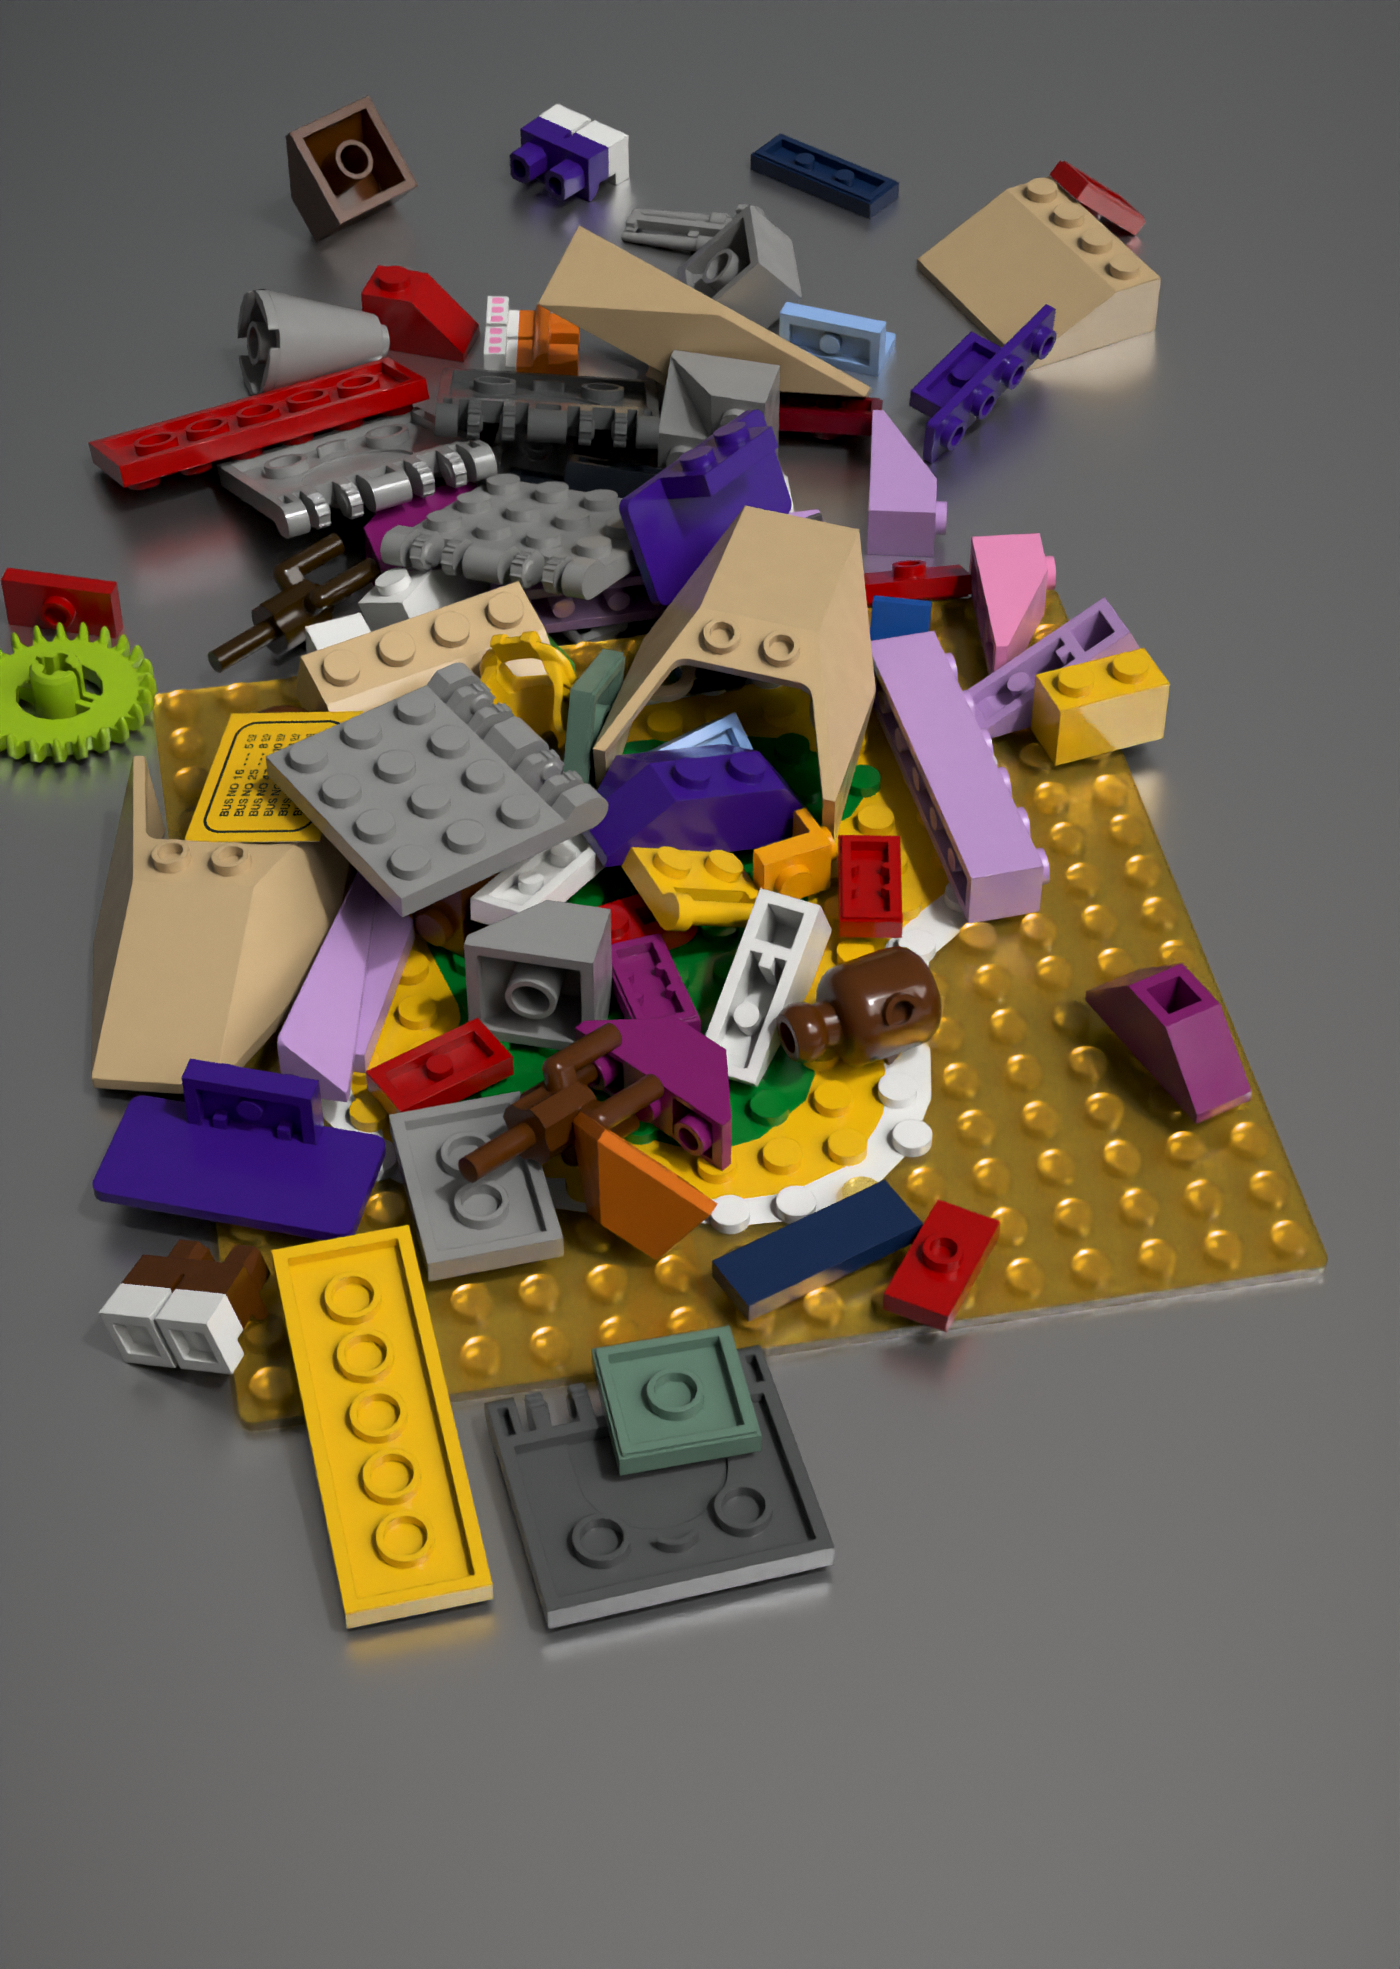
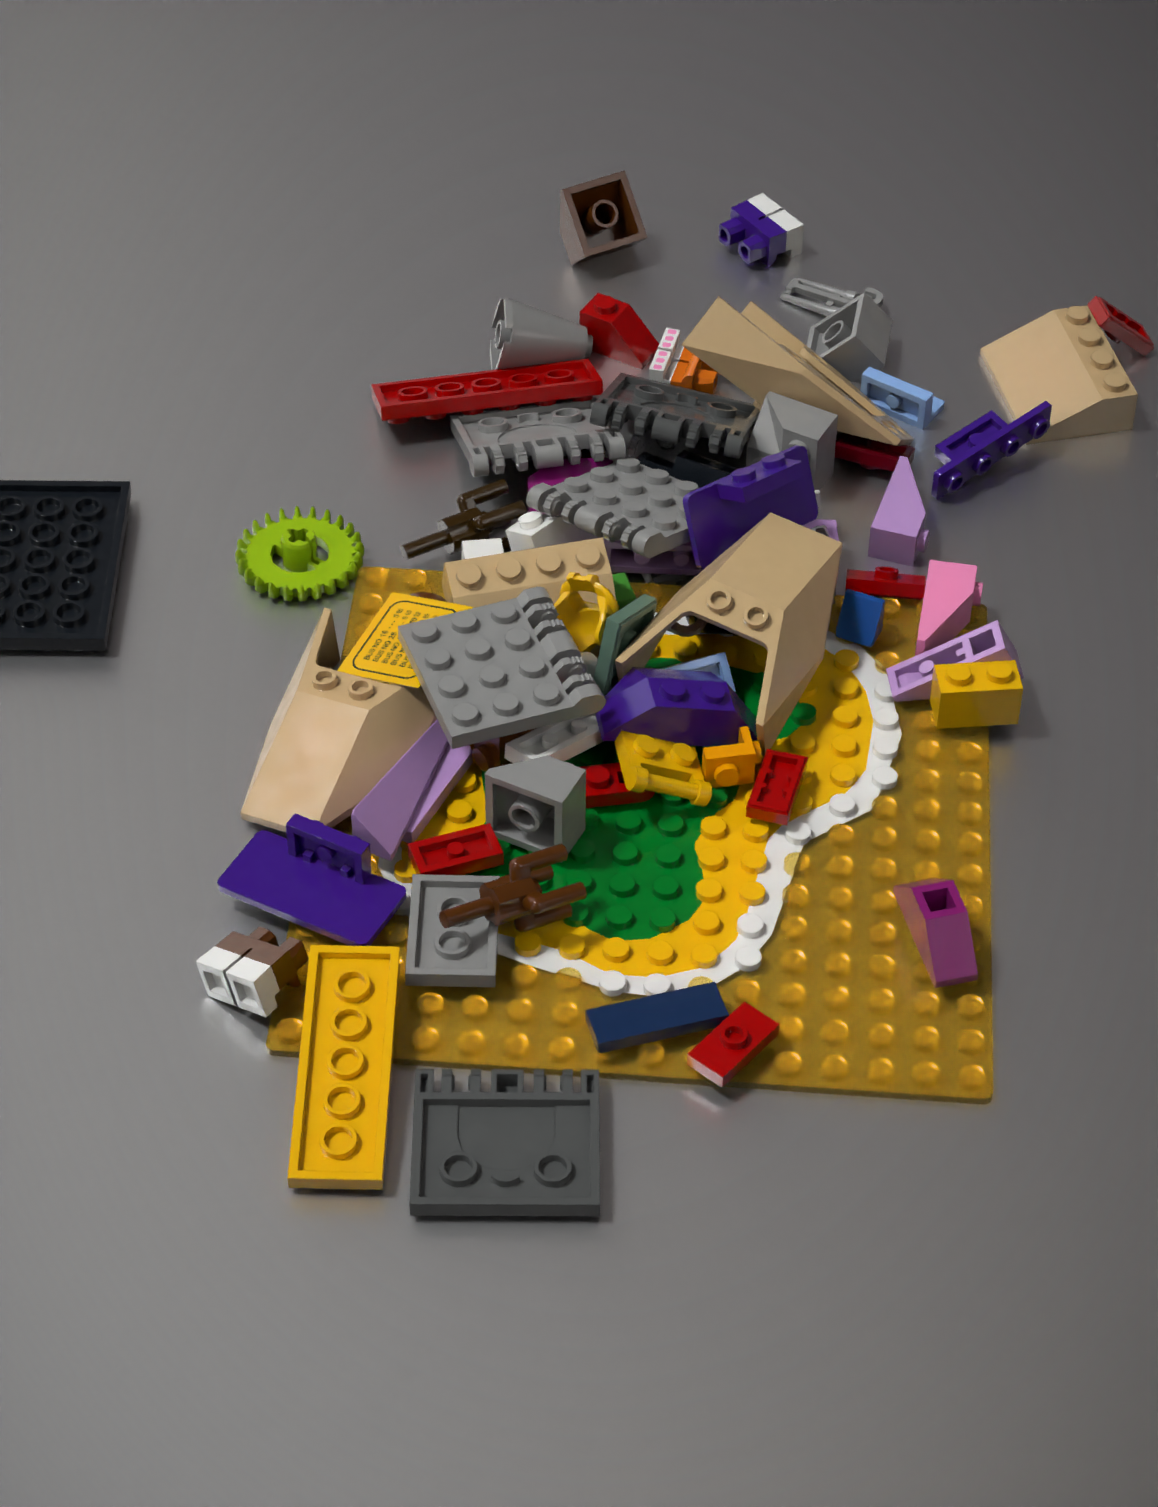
camera: 15 degrees right, 0 degrees up
(52, 598) = (324, 493): red plate -> none
(635, 1192) = (551, 955): orange slope -> none
(649, 982) = (608, 828): magenta plate -> none
(675, 1400) = (531, 1092): sand green tile -> none
(693, 1078) = (609, 889): magenta slope -> none
(768, 972) = (681, 840): white slope -> none
(825, 176) = (938, 275): dark blue tile -> none
(865, 1010) = (740, 869): reddish brown piece -> none
(955, 780) = (860, 724): lavender brick -> none

